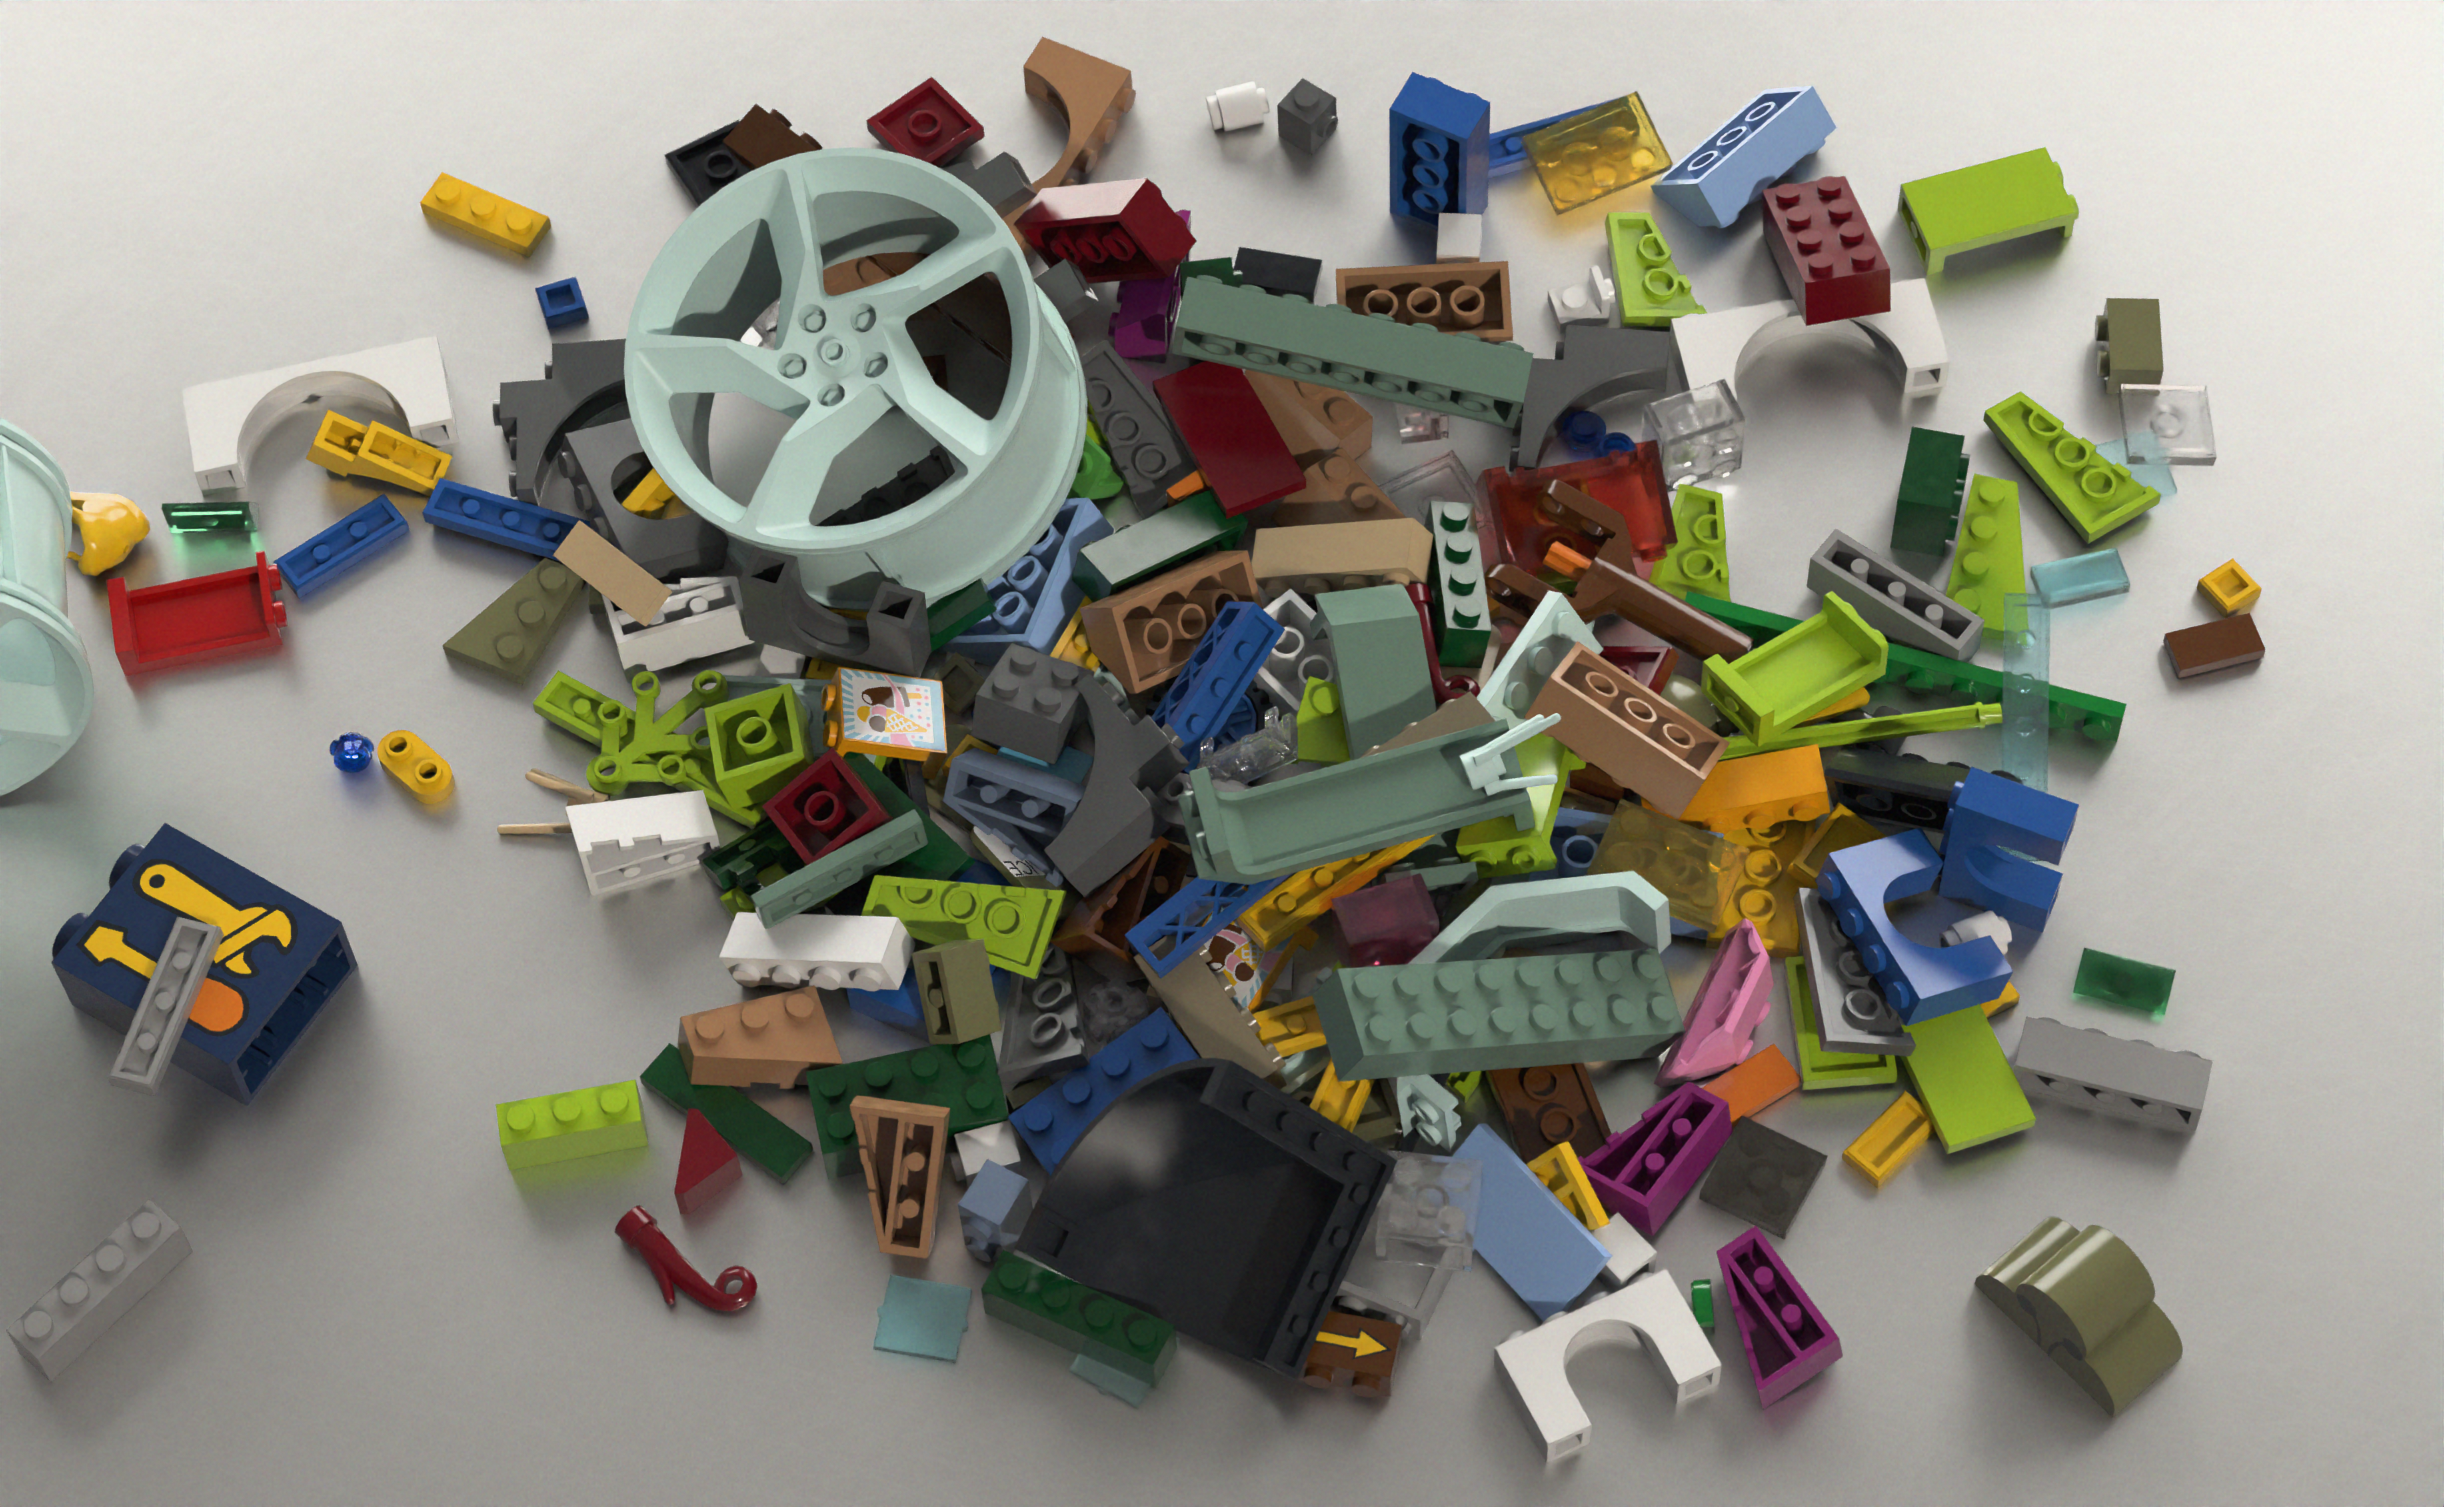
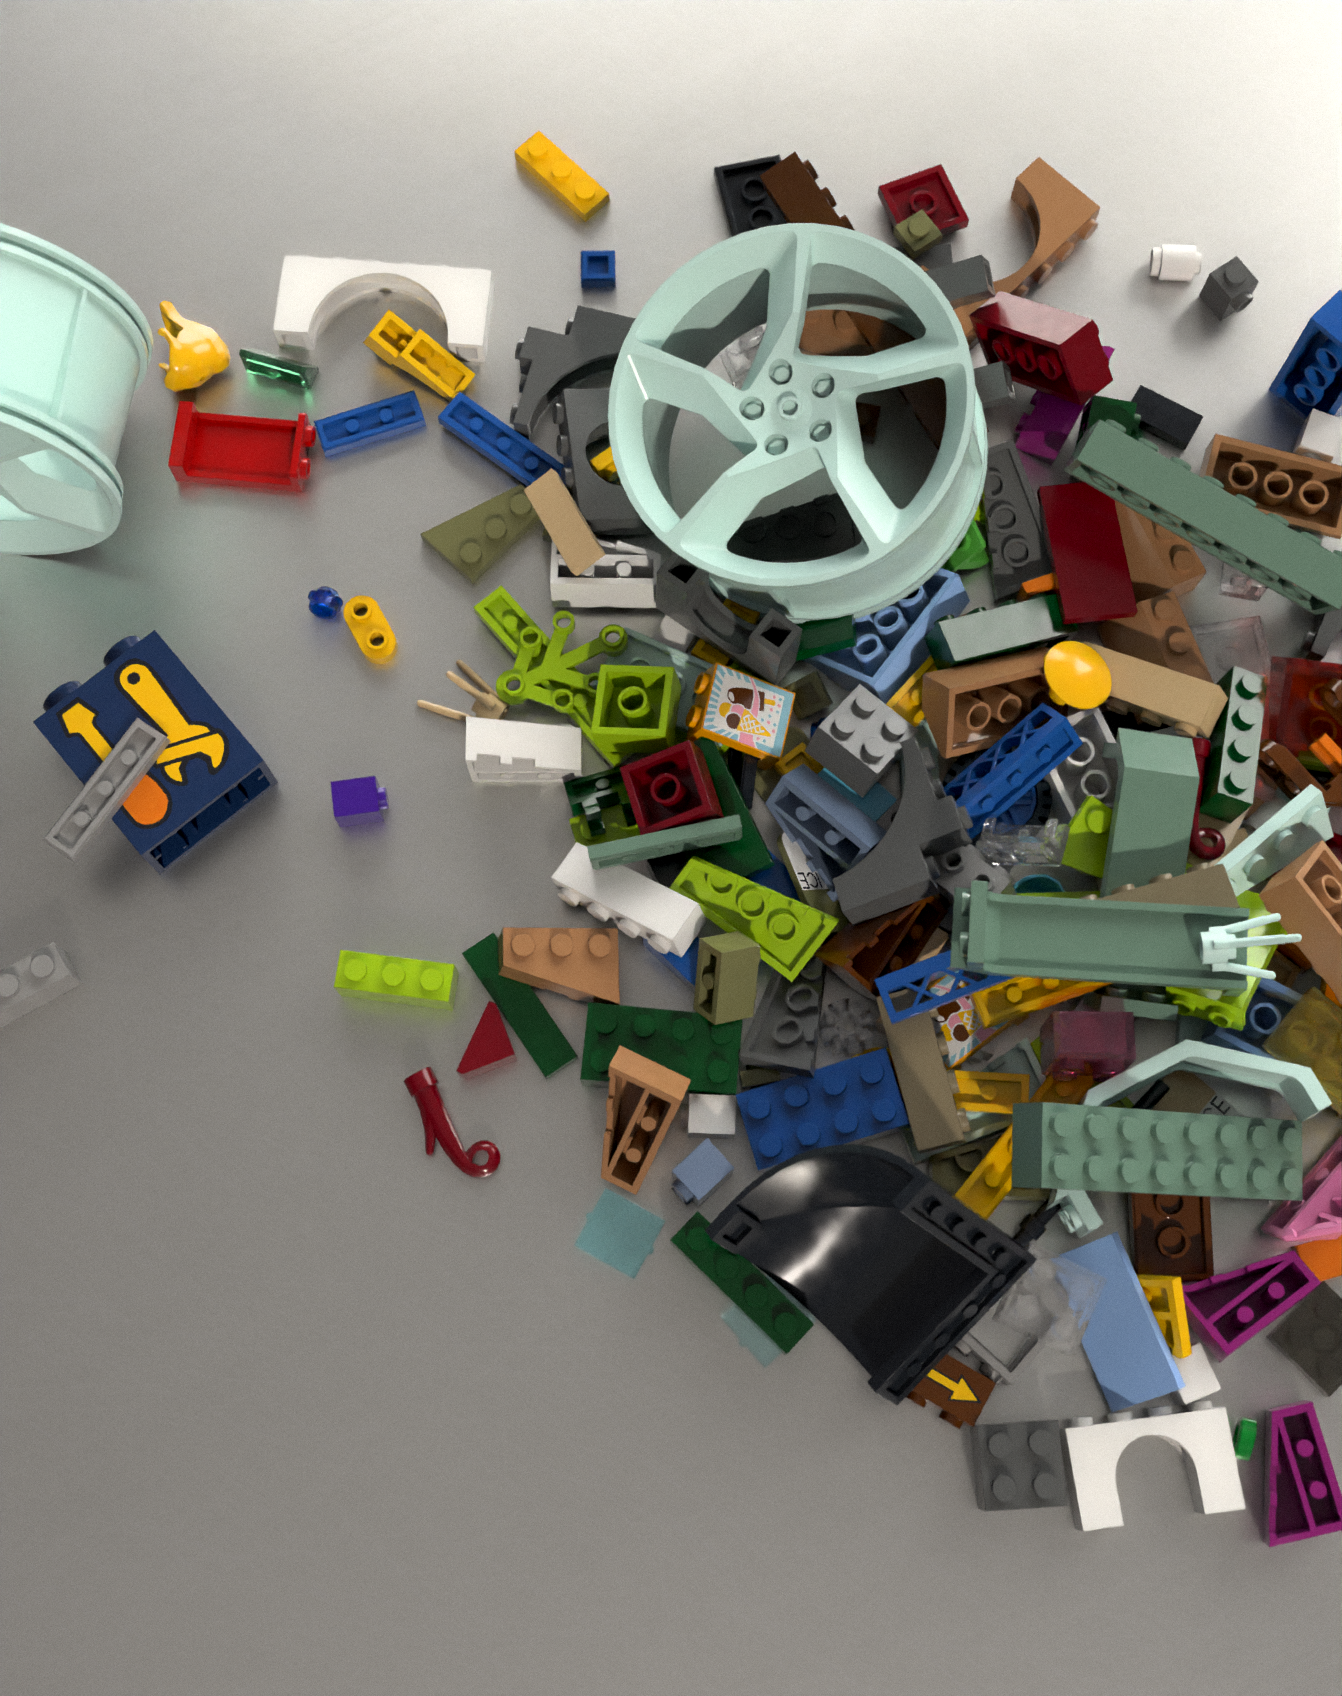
camera: 15 degrees right, 15 degrees up
(464, 950) = (358, 801): none -> dark purple brick
(932, 150) = (917, 234): none -> olive plate
(1256, 562) = (1076, 675): none -> yellow dish
(1456, 1407) = (1018, 1465): none -> dark grey brick

